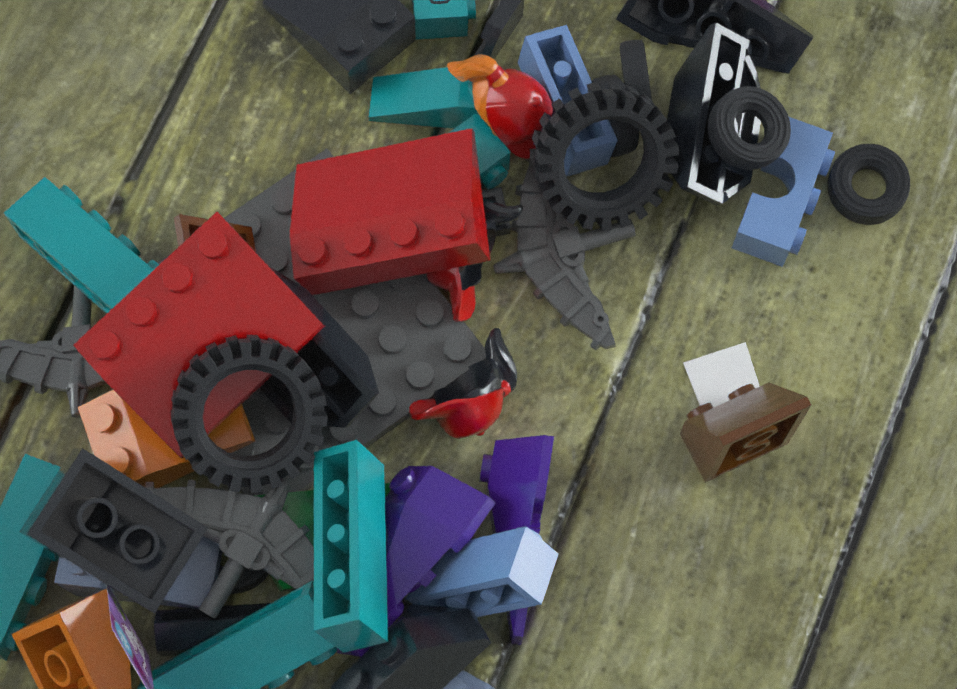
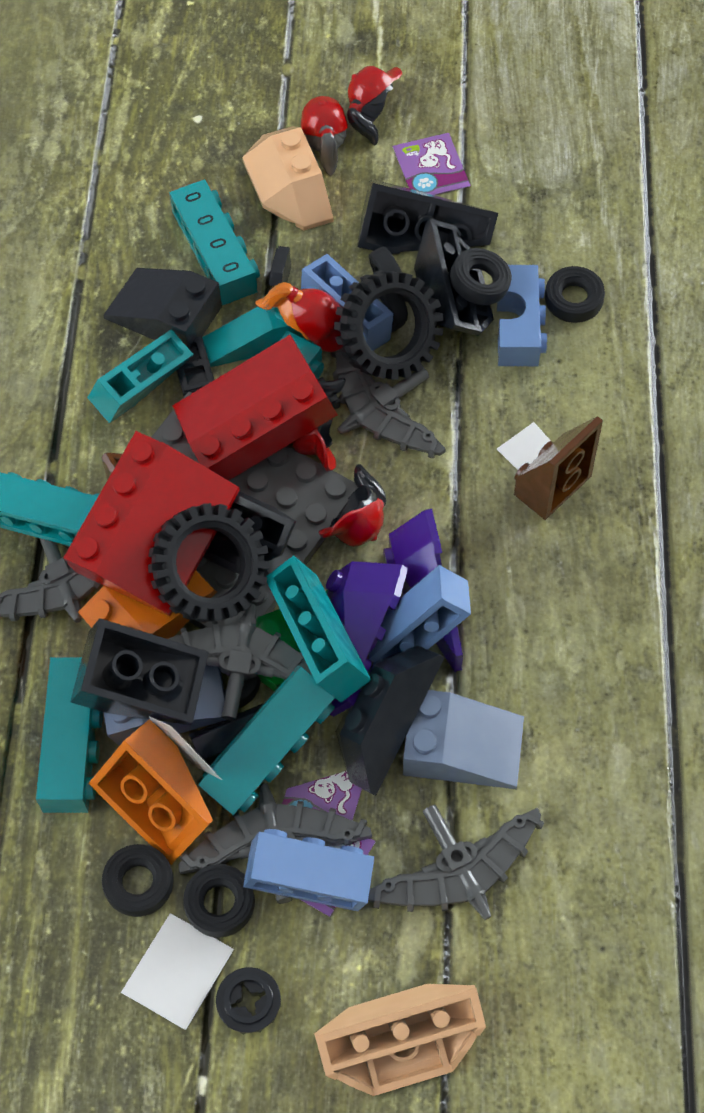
camera: 15 degrees left, 10 degrees down
(273, 107) = (138, 376): none -> teal slope
(347, 120) = (197, 370): none -> black tile

